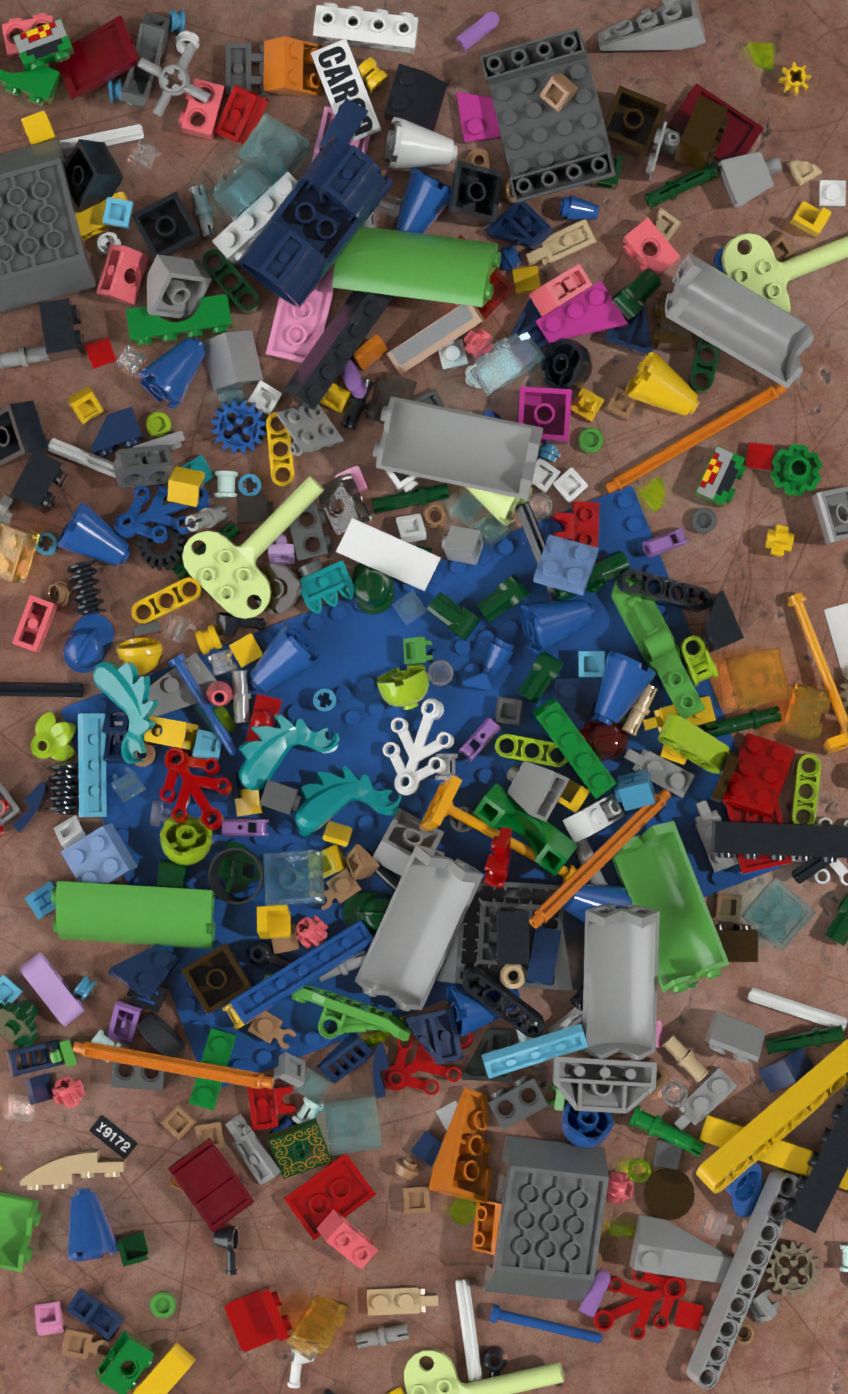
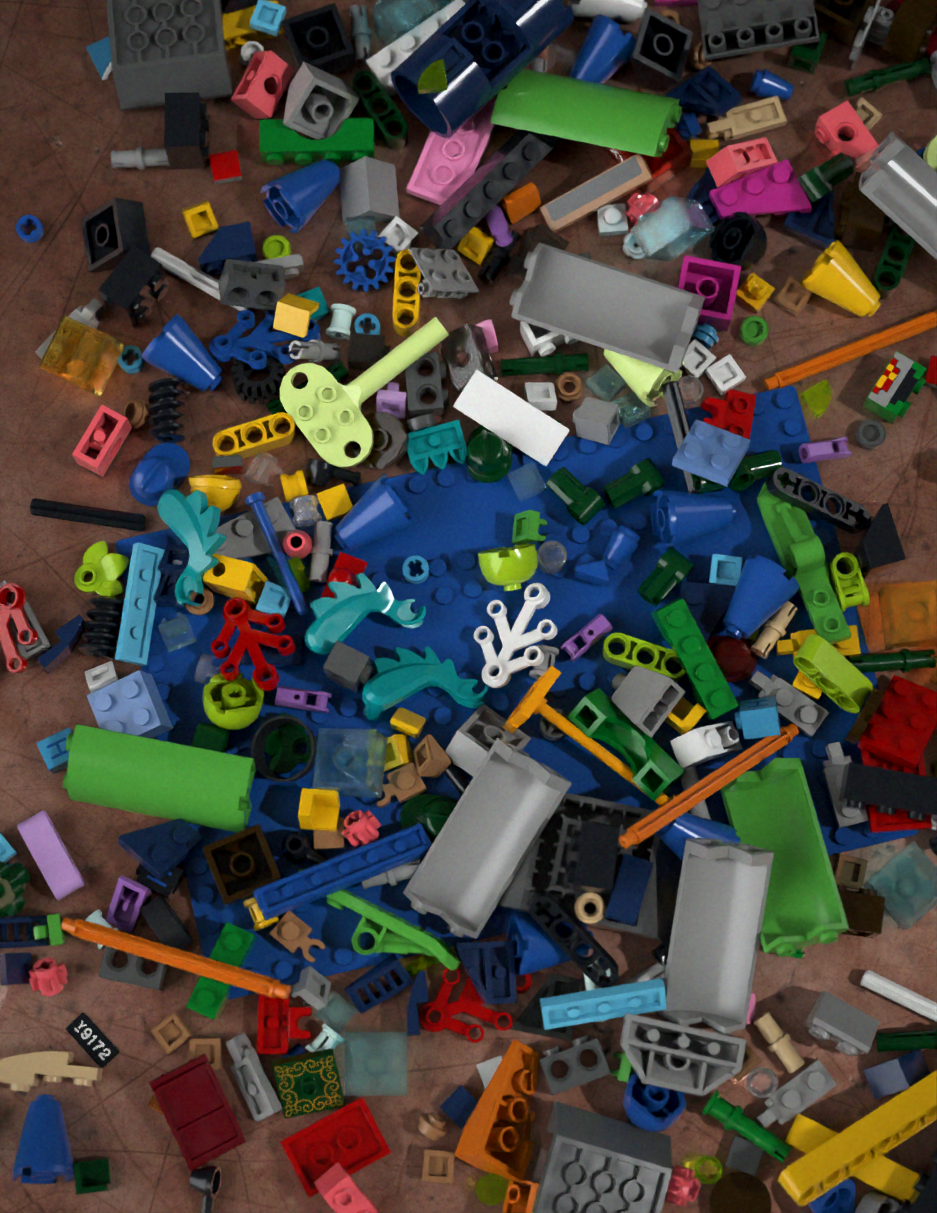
camera: 10 degrees right, 10 degrees down
(84, 987) = (88, 858): dark azure bush -> none
(131, 360) = (256, 176): clear wheel -> none
(248, 803) = (311, 672): yellow slope -> none
(277, 271) = (433, 78): none -> clear neon green tile
(498, 862) = (590, 774): red plate -> none
(508, 711) = (624, 611): dark grey tile -> none

